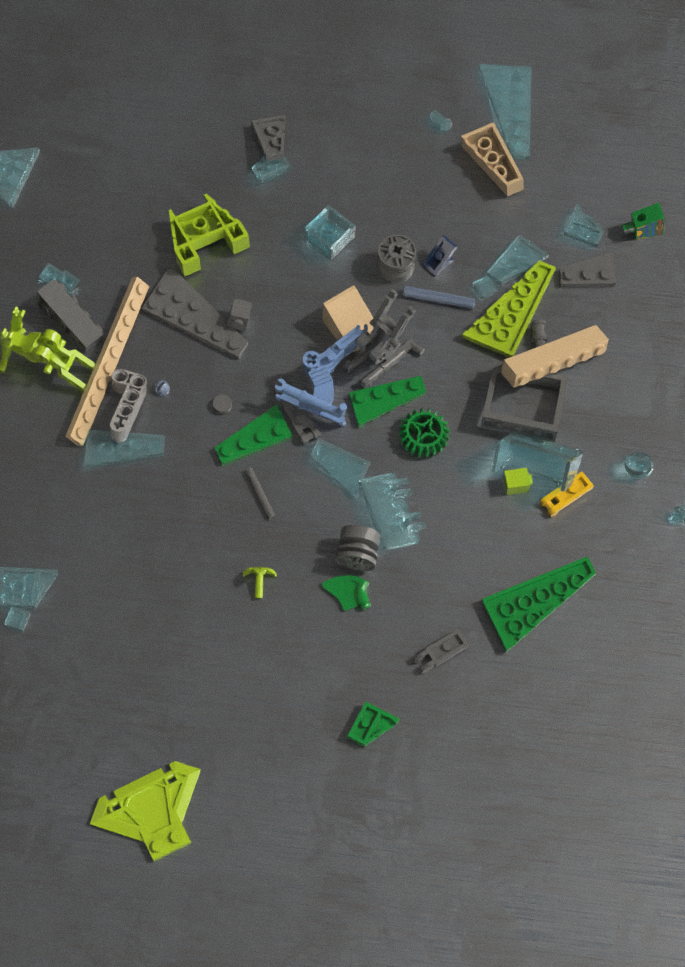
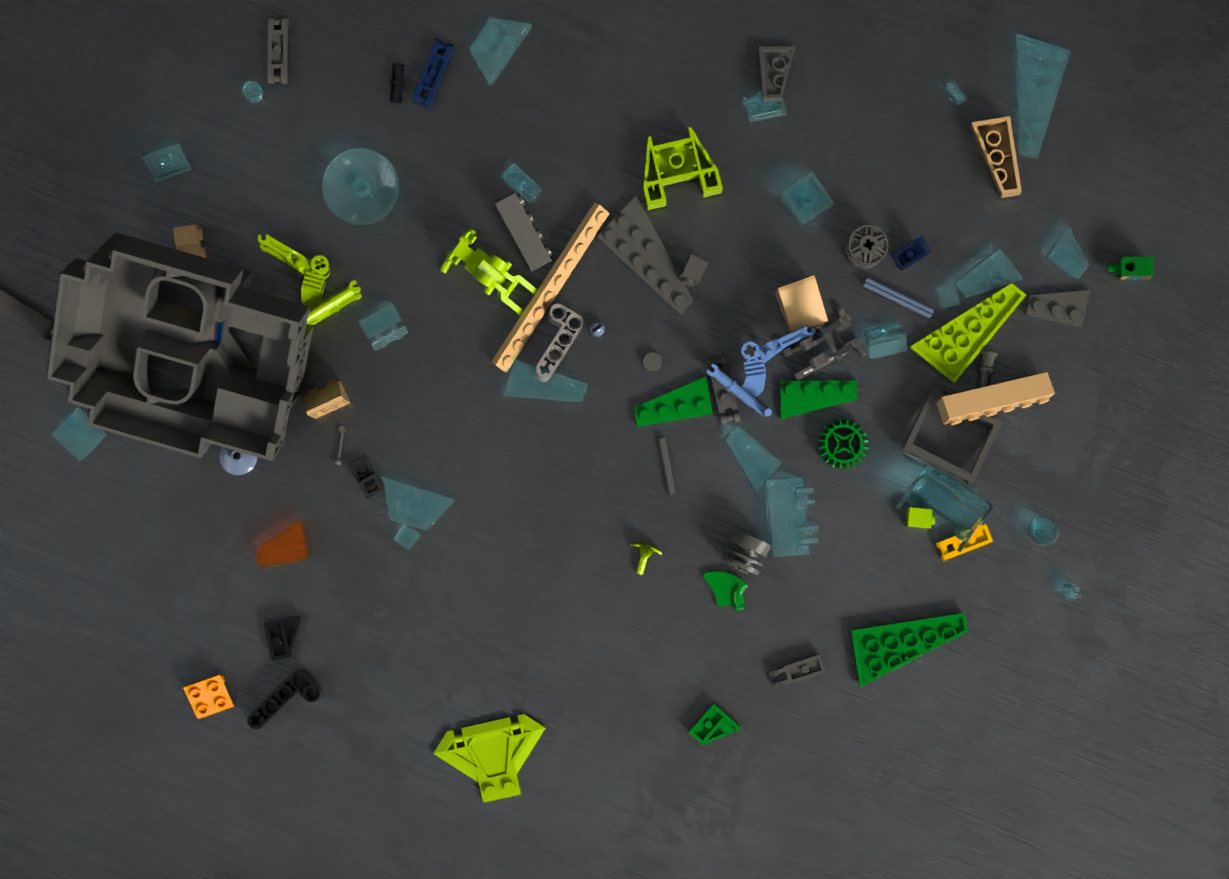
camera: 10 degrees right, 20 degrees up
(439, 335) = (886, 340): none -> clear light blue panel

